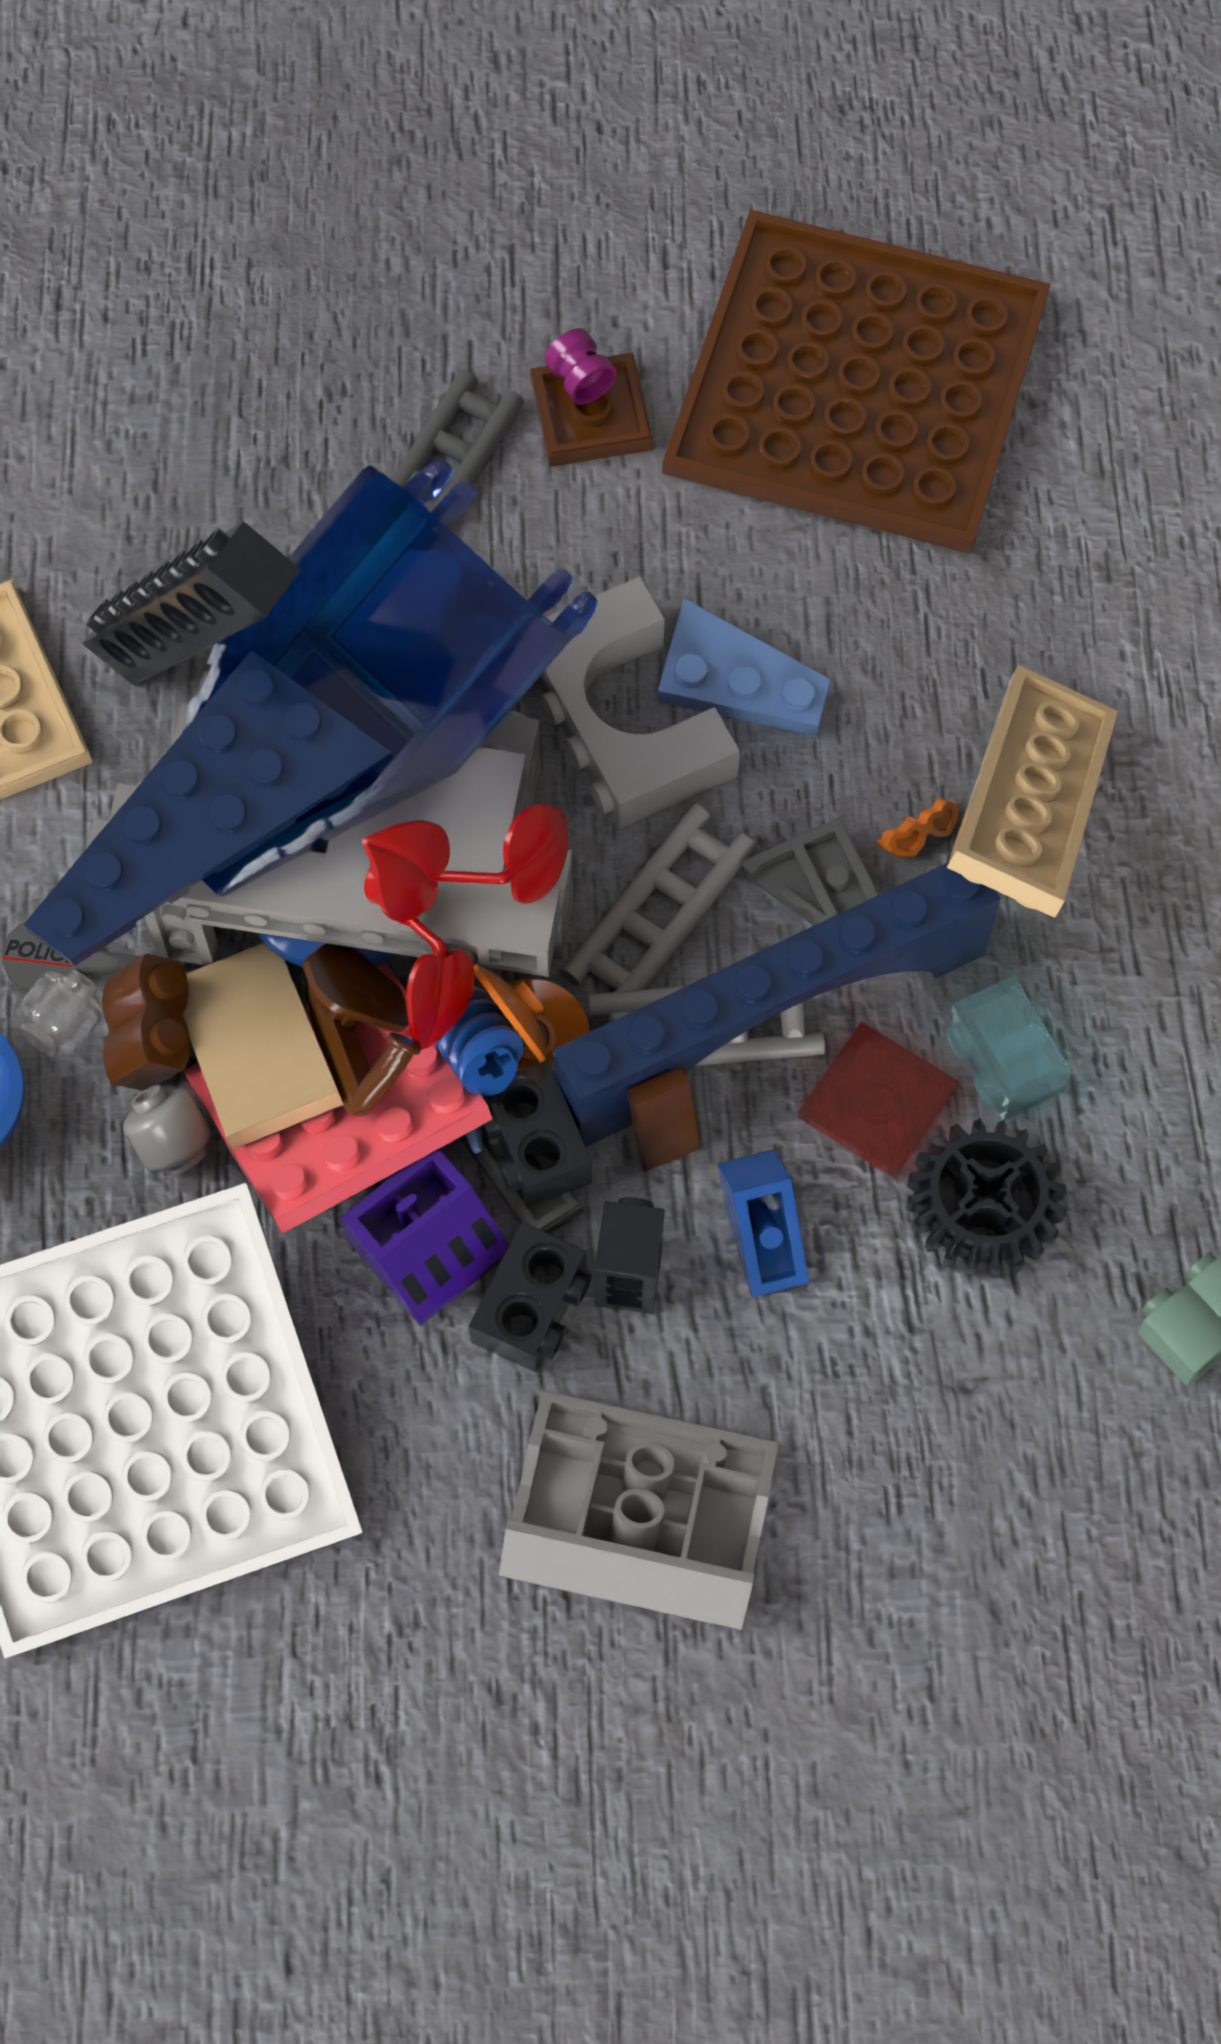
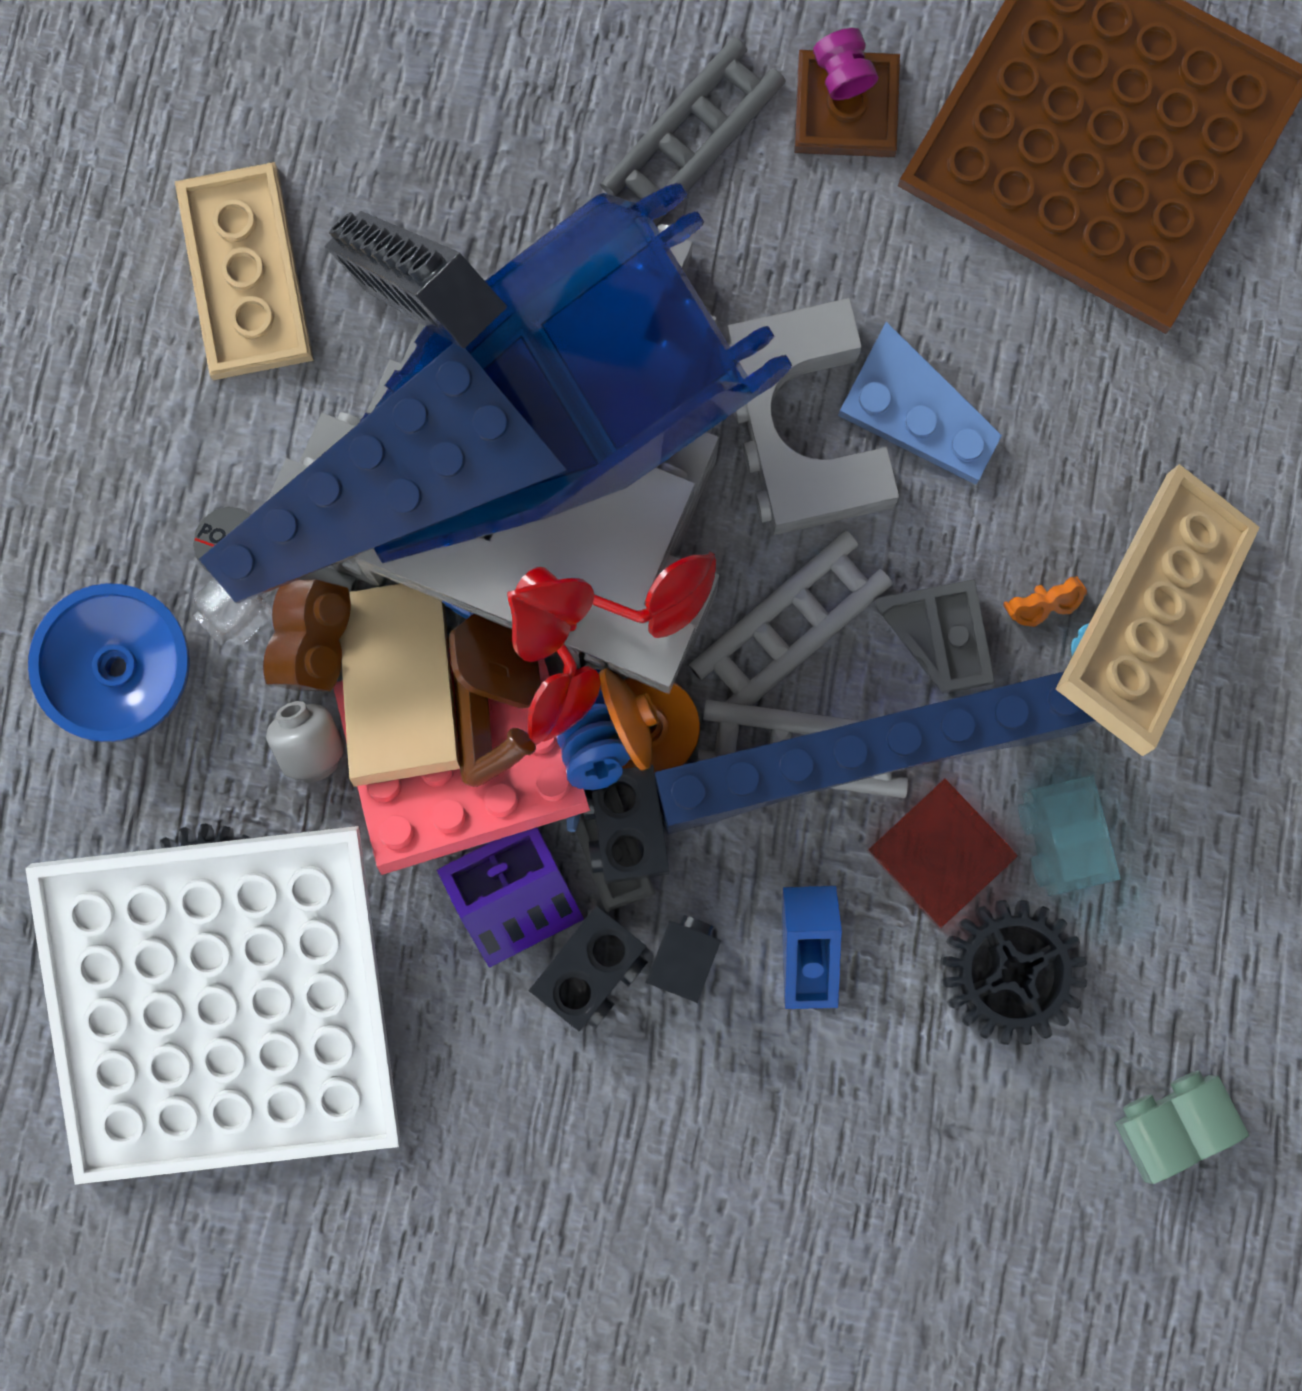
camera: 15 degrees right, 15 degrees up
(640, 1510) = (642, 1181): light grey piece -> none
(663, 1118) = (744, 838): reddish brown tile -> none

